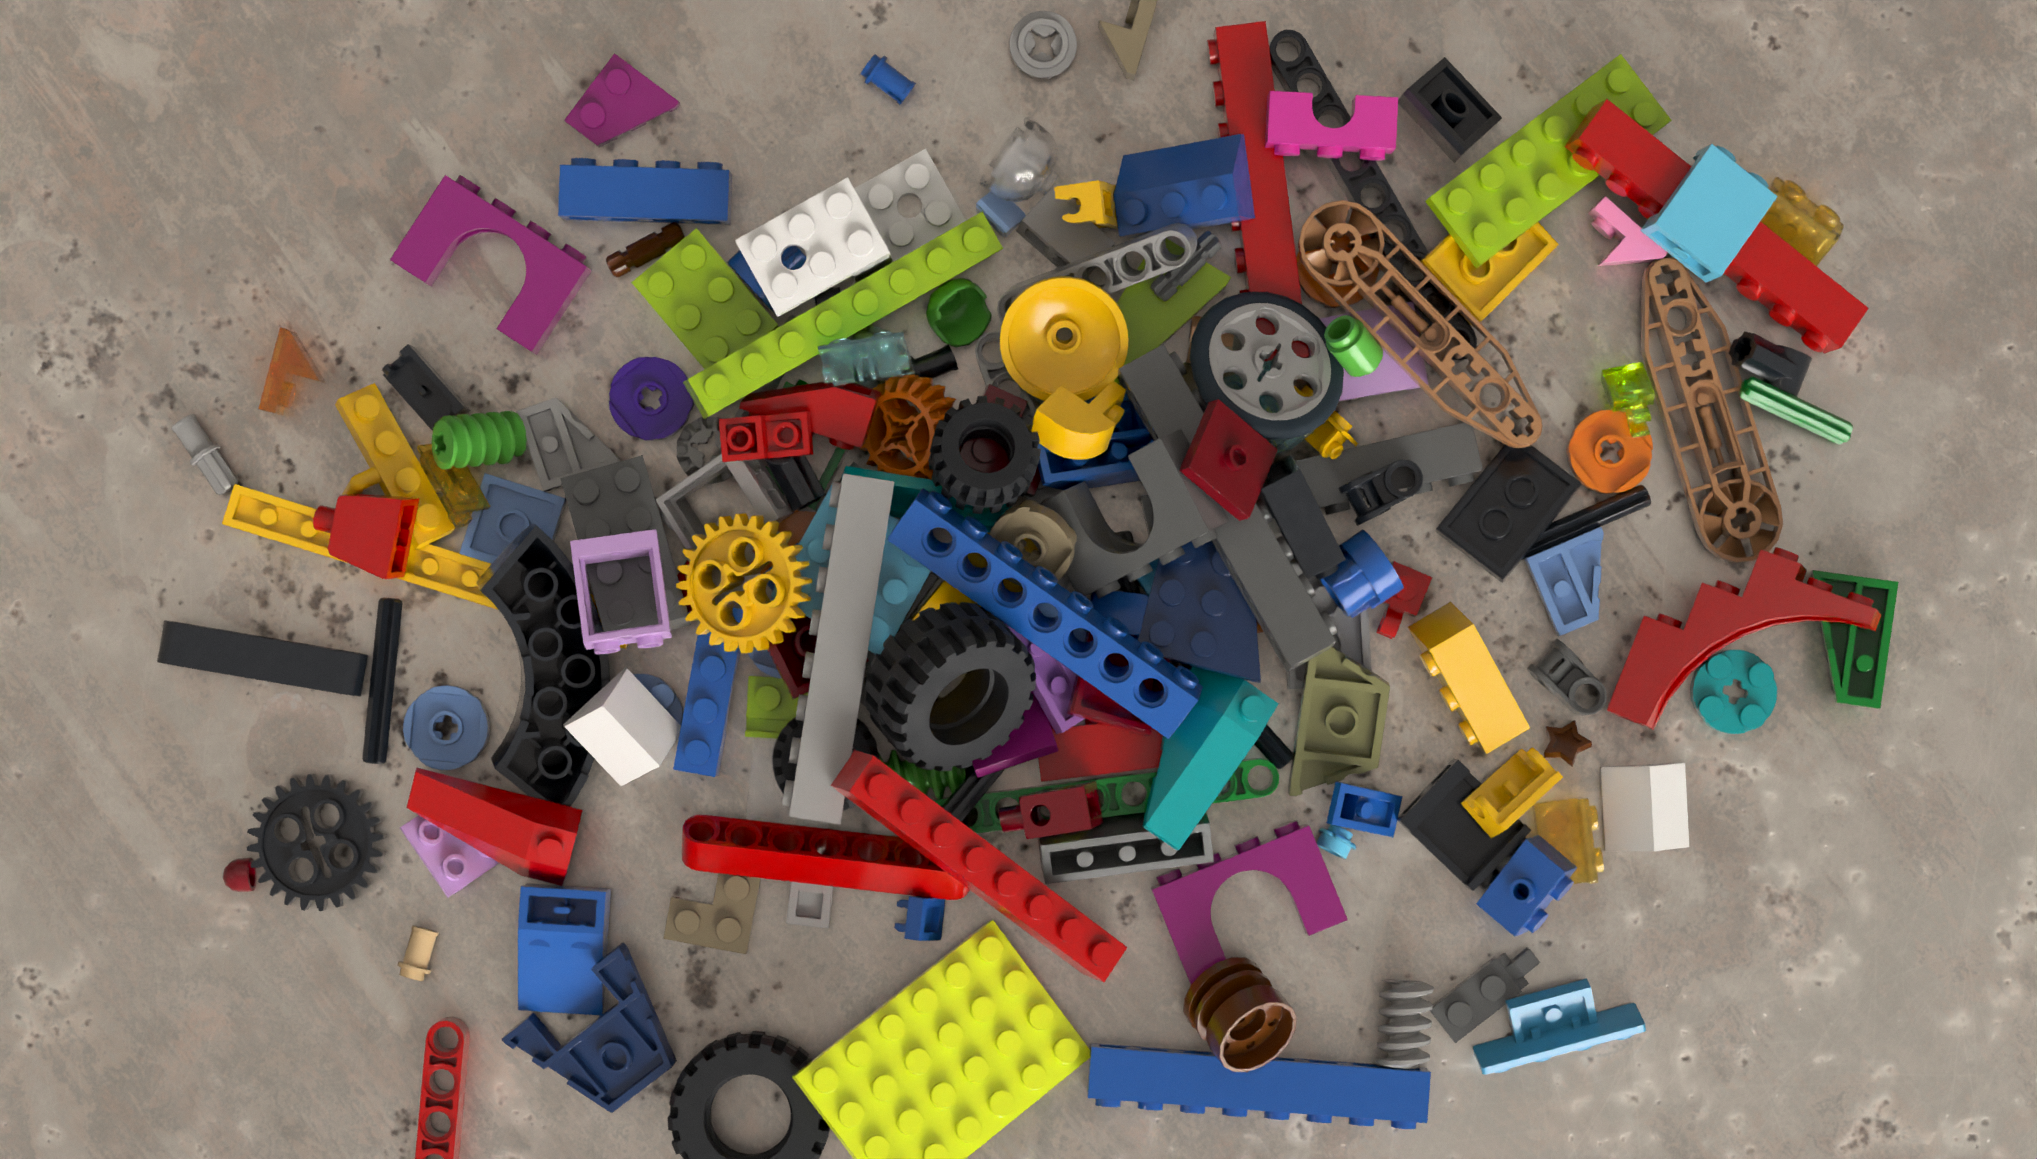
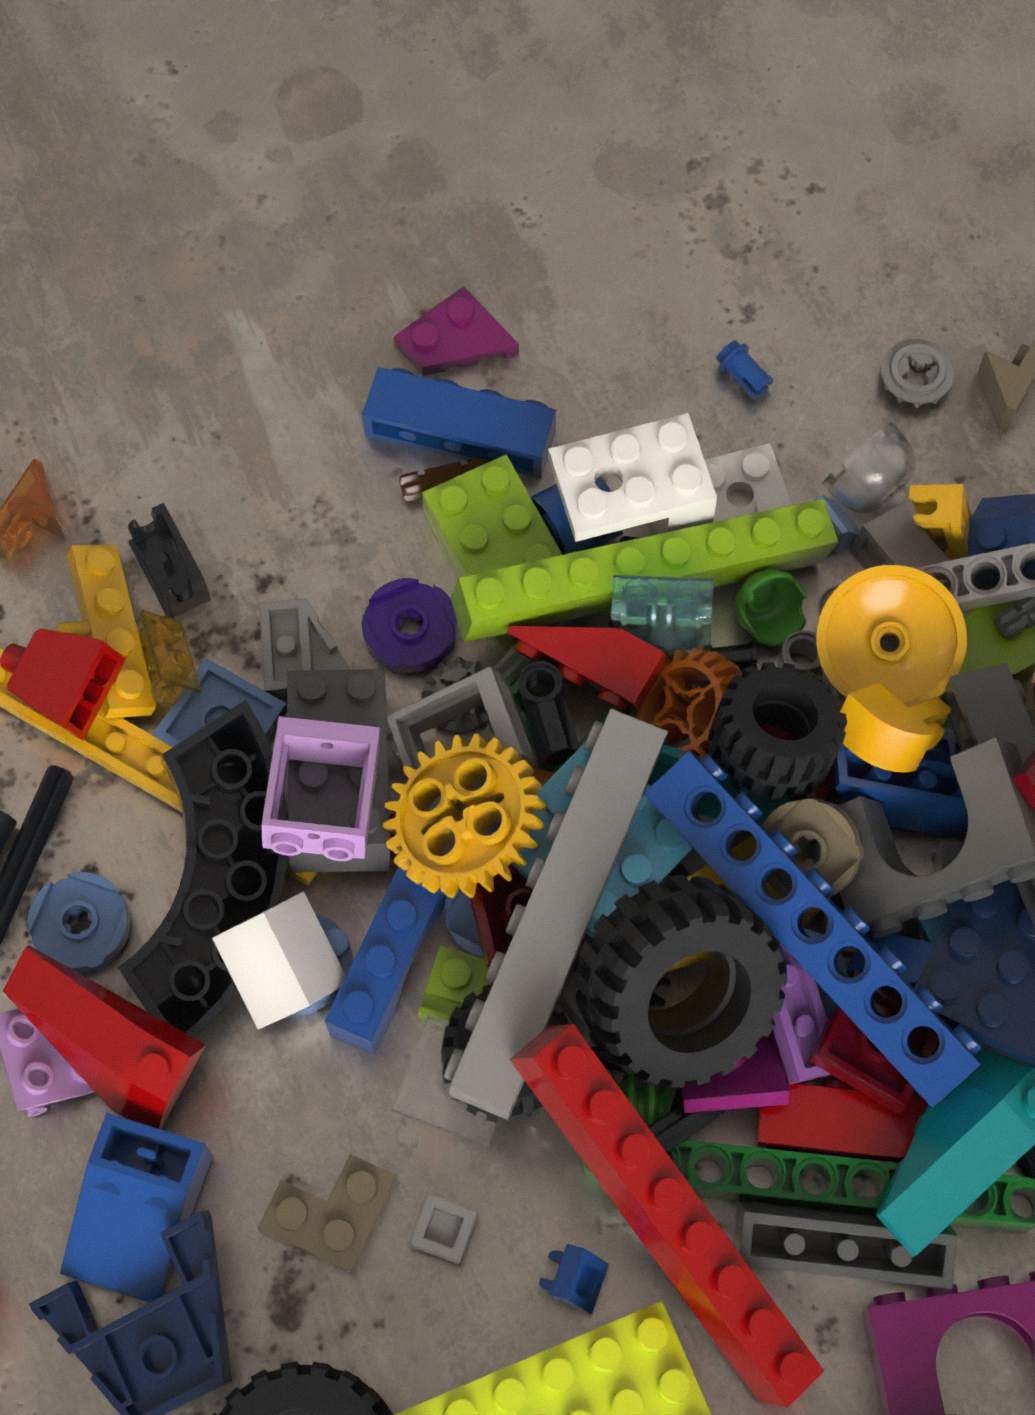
camera: 15 degrees right, 20 degrees down
(457, 214) = (259, 399): magenta arch -> none
(478, 439) = (208, 615): bright green piece -> none
(766, 436) = (530, 664): red slope -> none
(813, 857) = (471, 1172): red beam -> none
(1070, 809) = (793, 1173): dark red torso -> none

